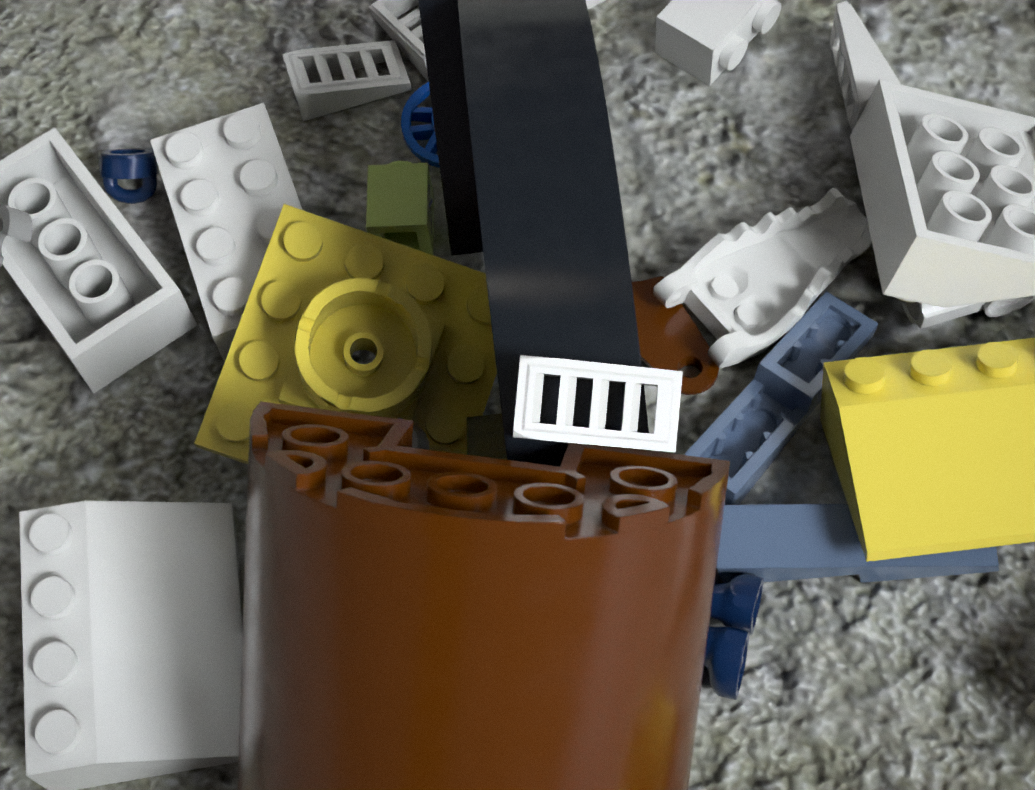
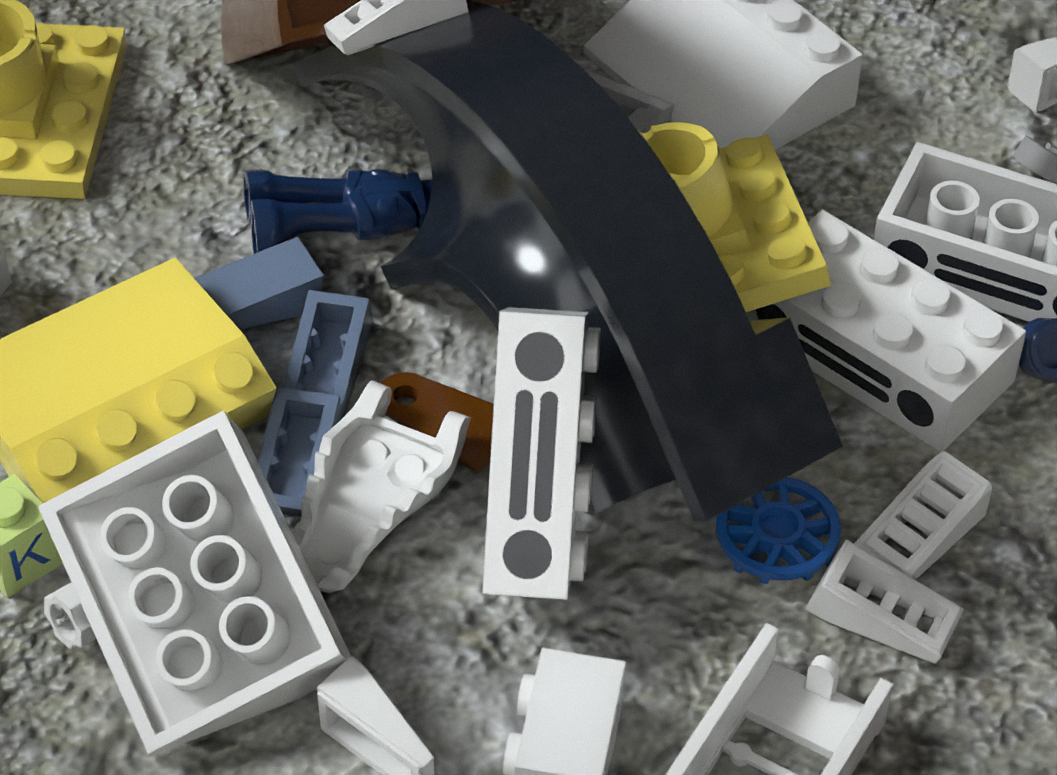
camera: 145 degrees right, 15 degrees down
(664, 123) = (536, 453): none -> white brick

